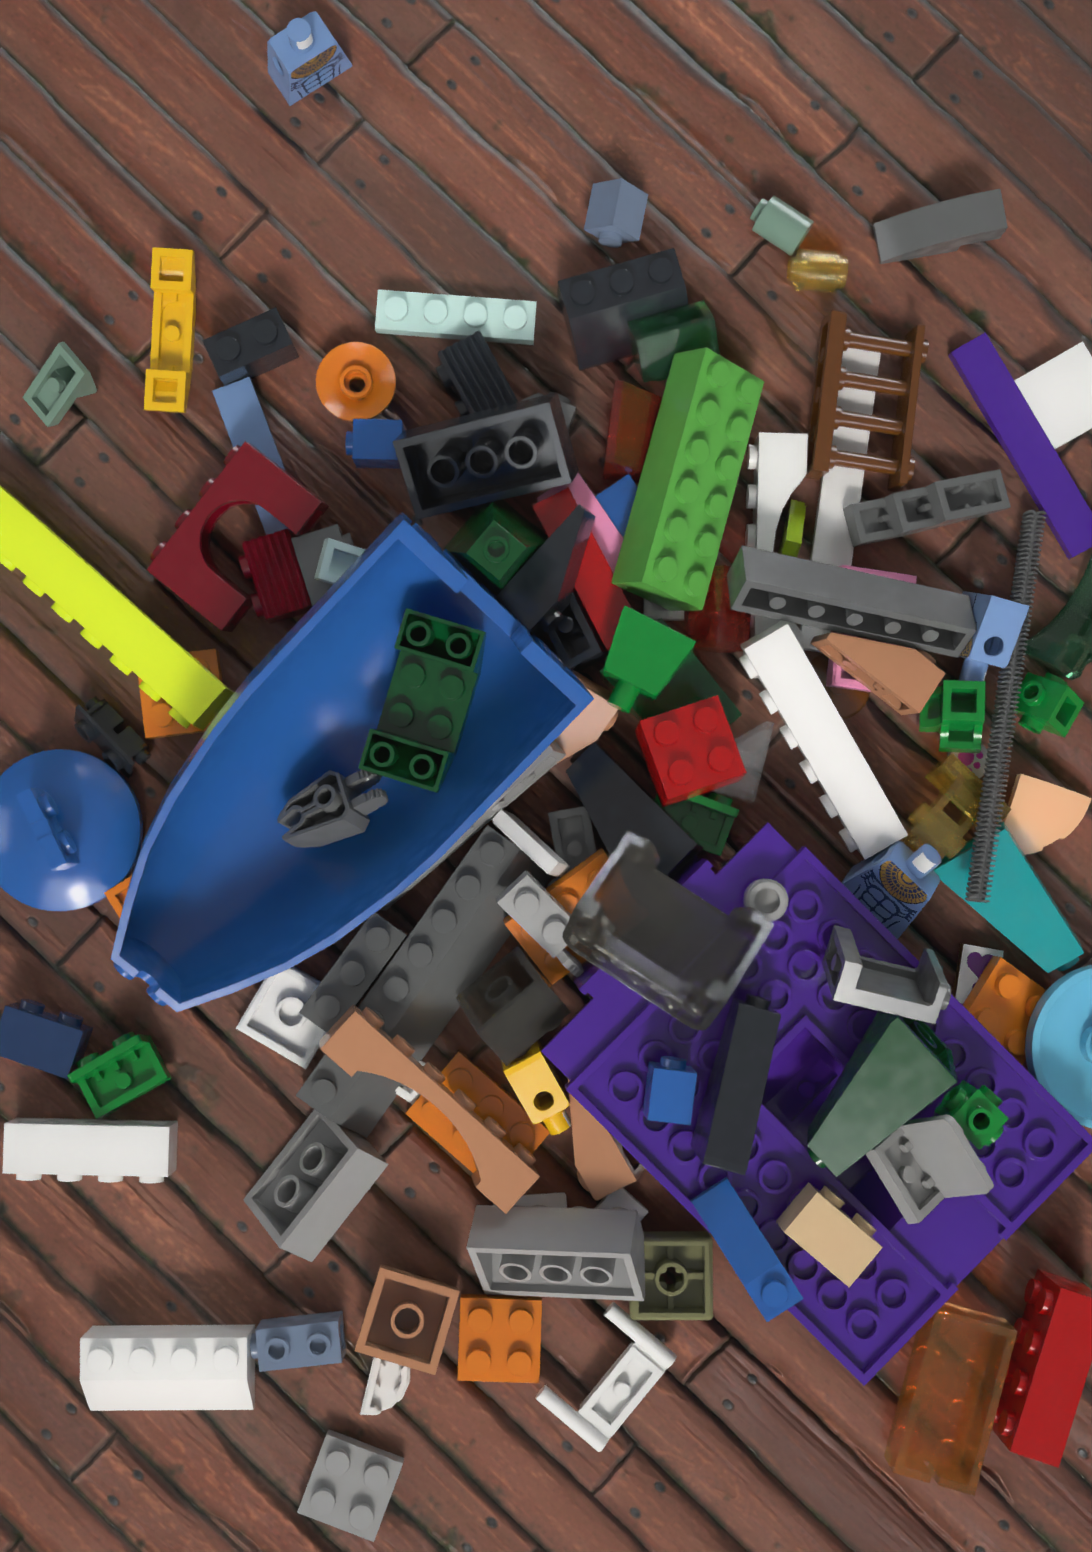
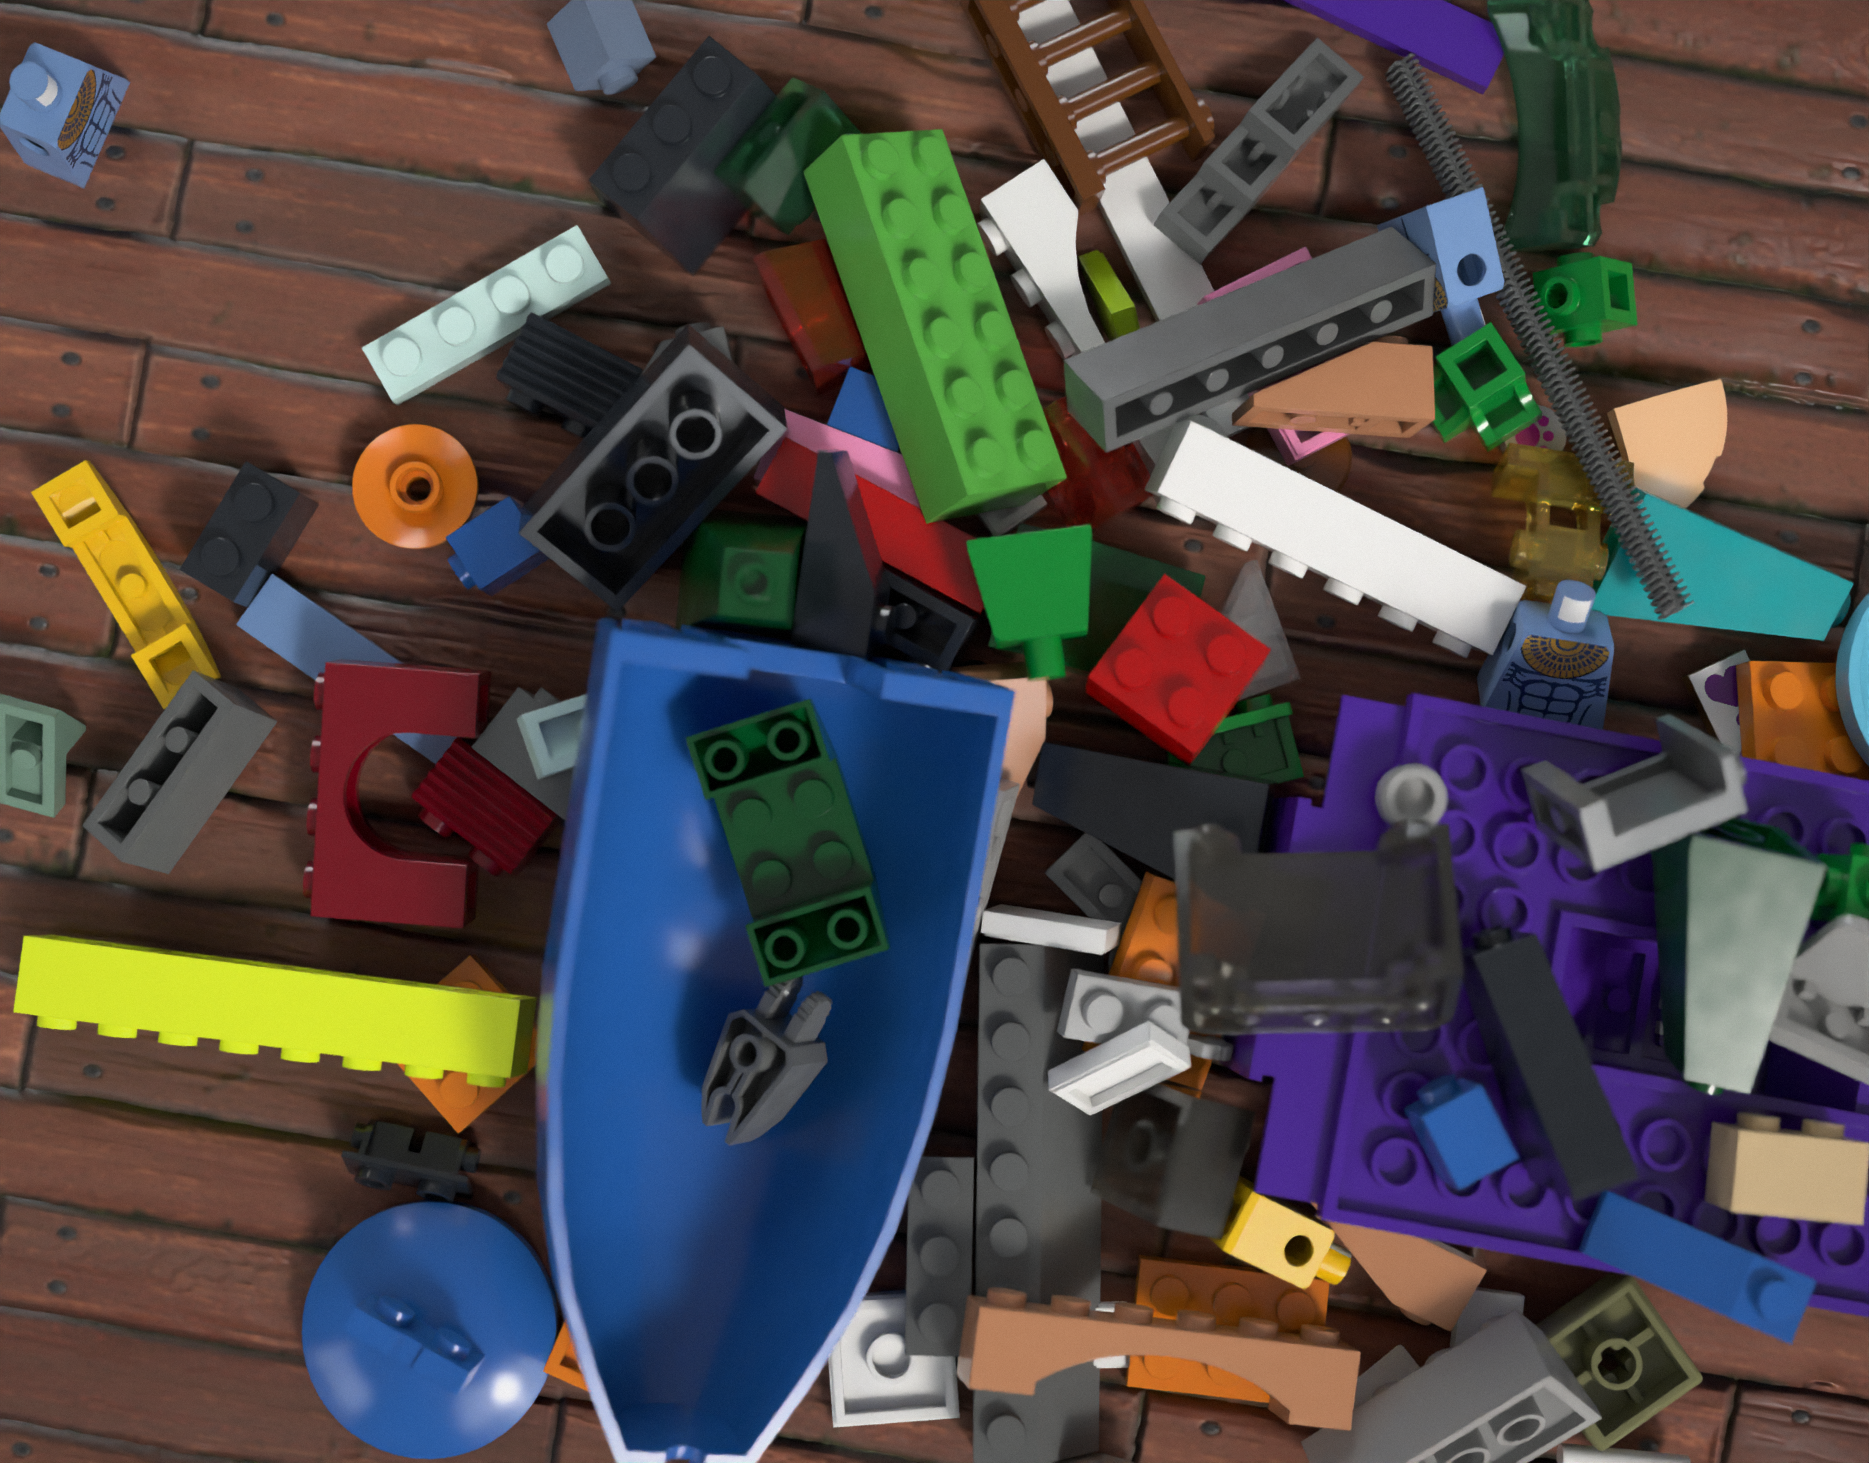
camera: 30 degrees left, 0 degrees up
(129, 448) = (179, 773): none -> dark grey brick
(515, 940) = (1119, 1068): none -> white tile

